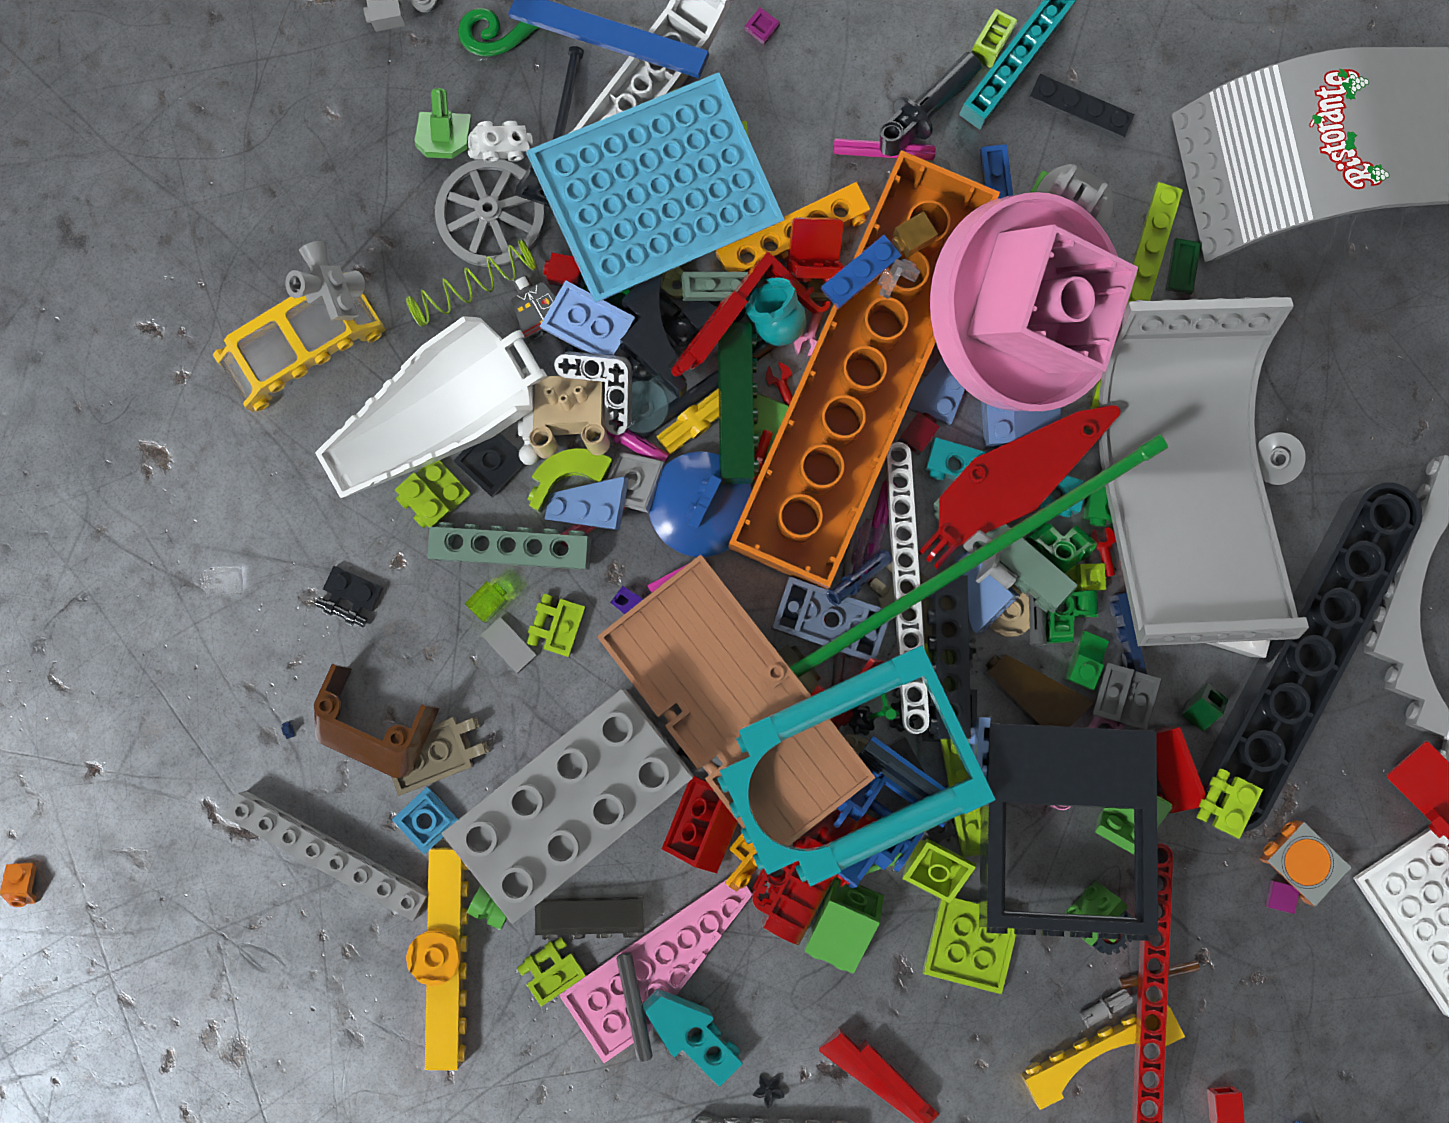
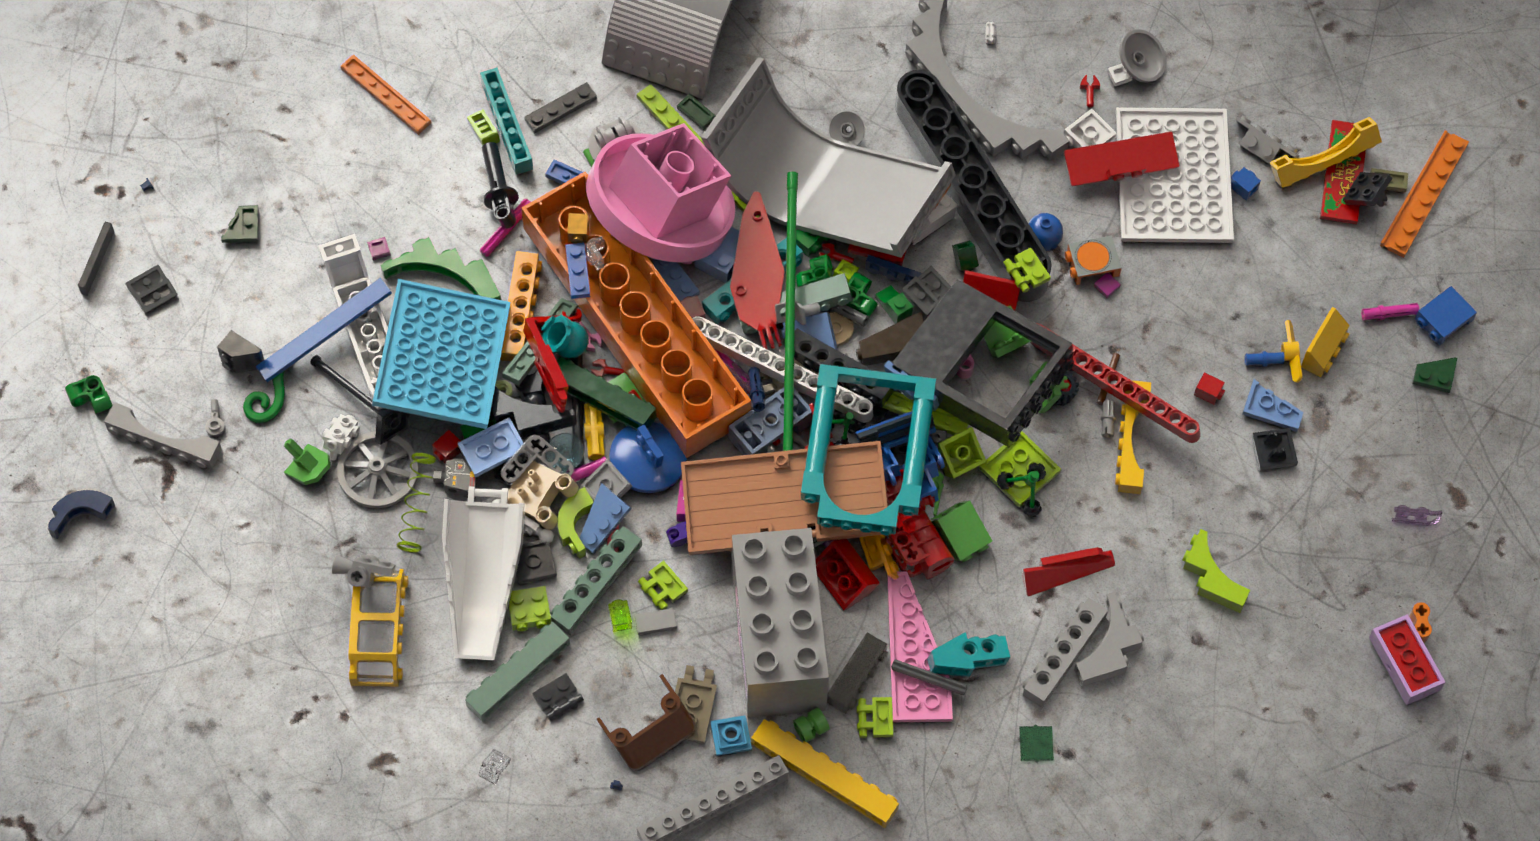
camera: 55 degrees left, 20 degrees down
(346, 532) = (517, 671): none -> sand green brick
(433, 957) = (819, 772): light orange tile -> none
(768, 1090) = (1033, 637): black plant -> none
(794, 115) = (448, 263): none -> arch
(815, 248) = (540, 296): red bracket -> none
(972, 972) = (1034, 474): none -> black plant
(1308, 781) = (1047, 229): none -> blue cylinder

